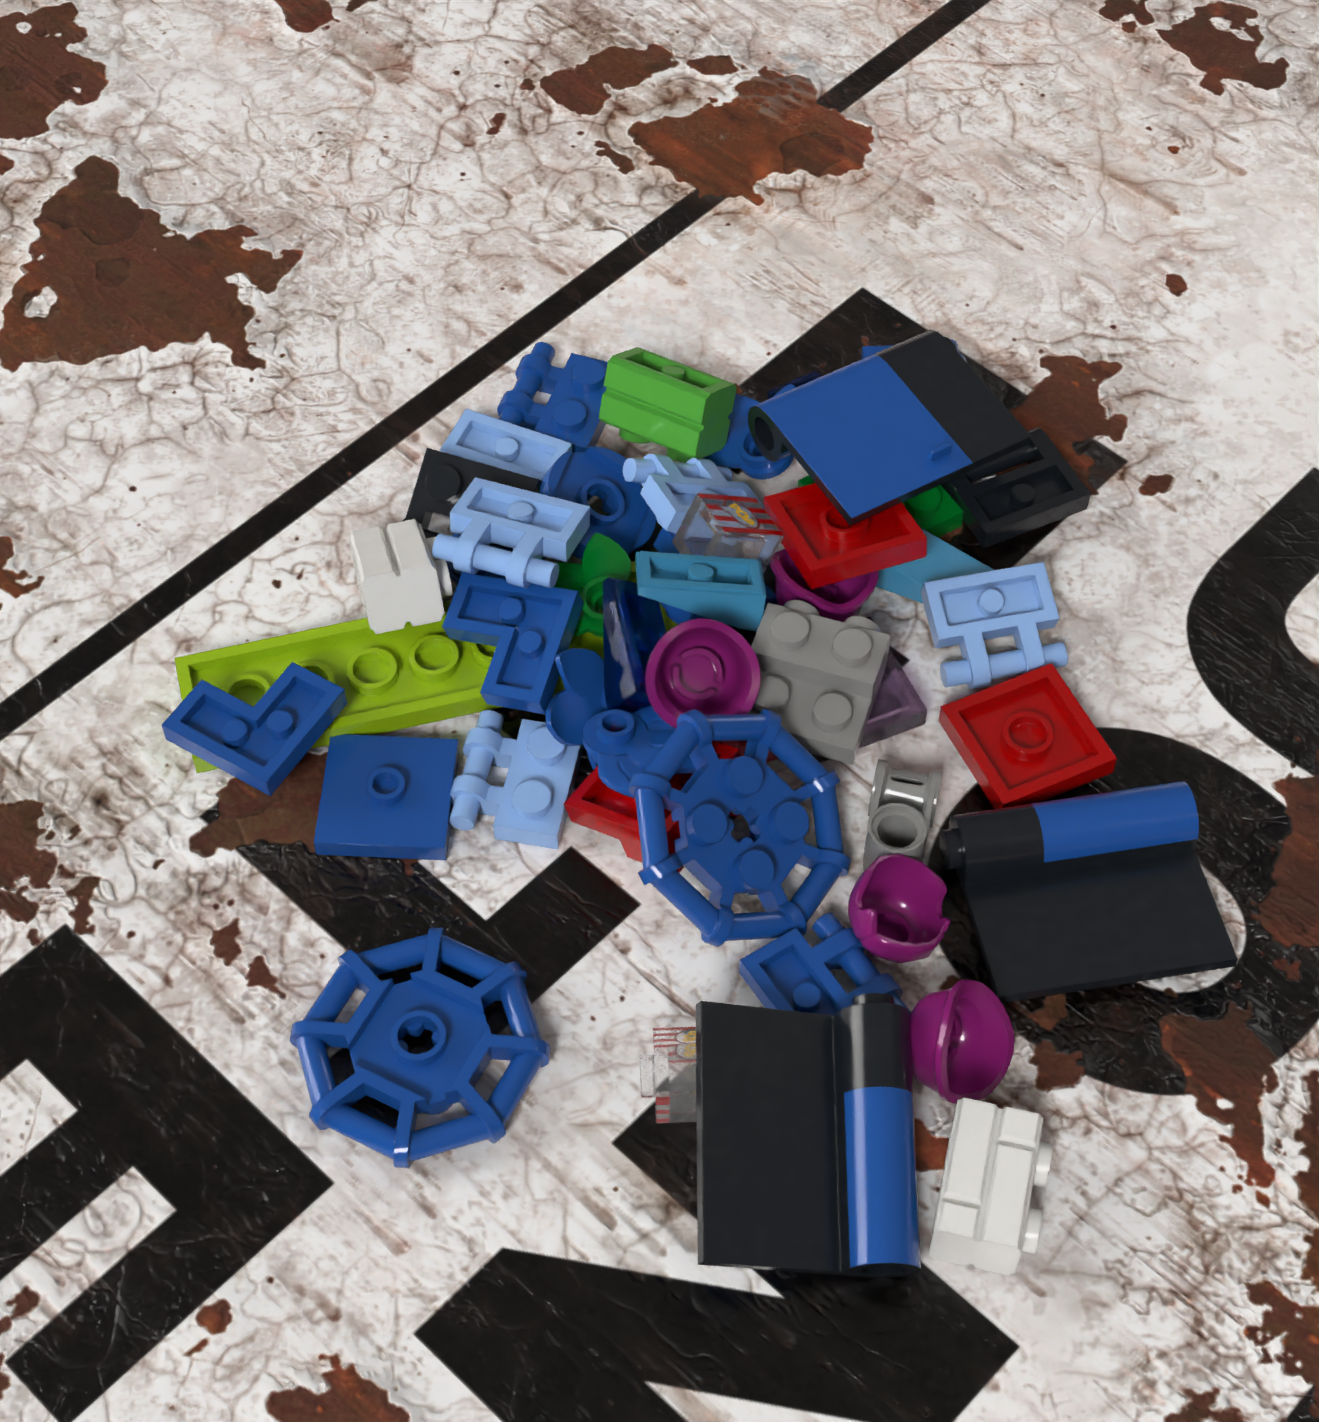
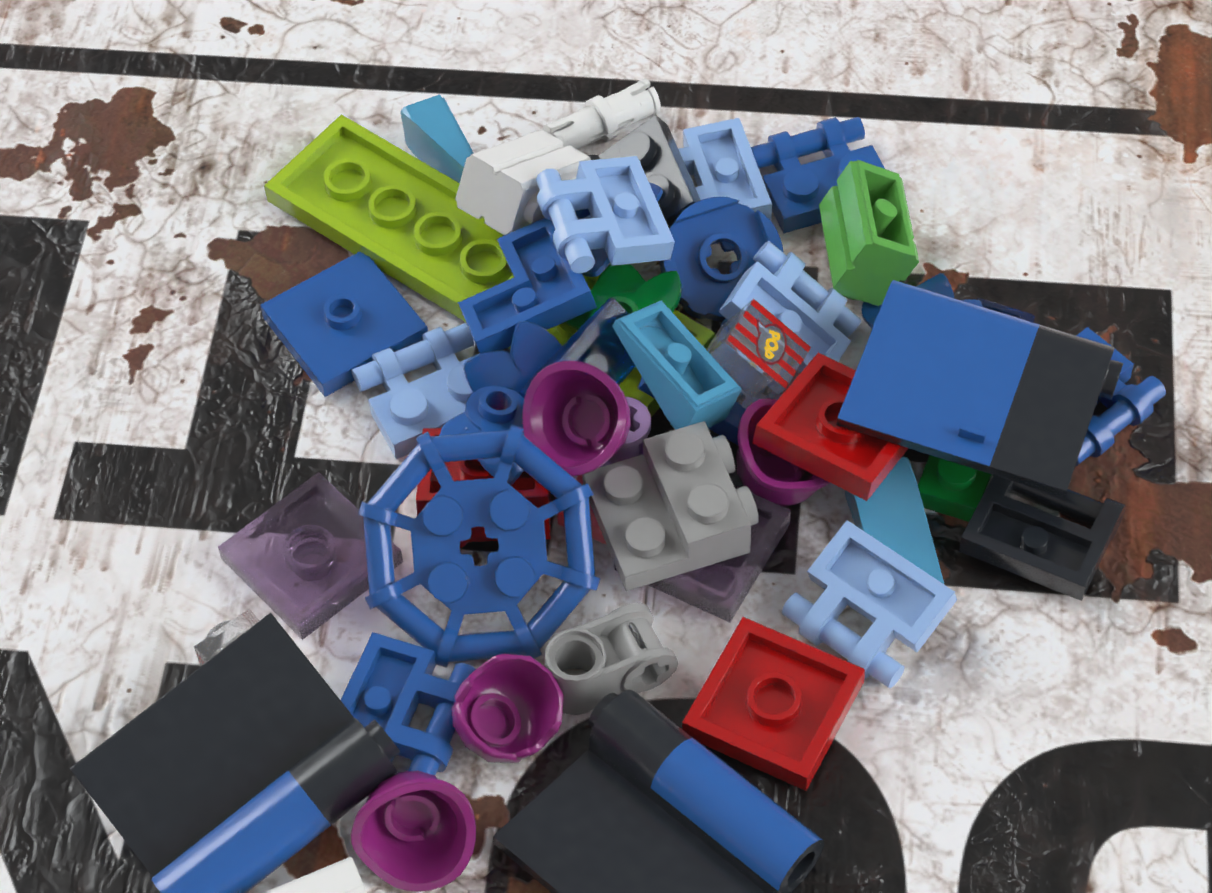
camera: 55 degrees right, 0 degrees up
(262, 740) = (304, 208): blue plate -> none
(278, 607) = (436, 136): none -> dark azure slope
(363, 491) = (606, 115): none -> white pin
(426, 1080) = (150, 514): blue plate -> none
(612, 963) = (304, 555): none -> clear purple plate

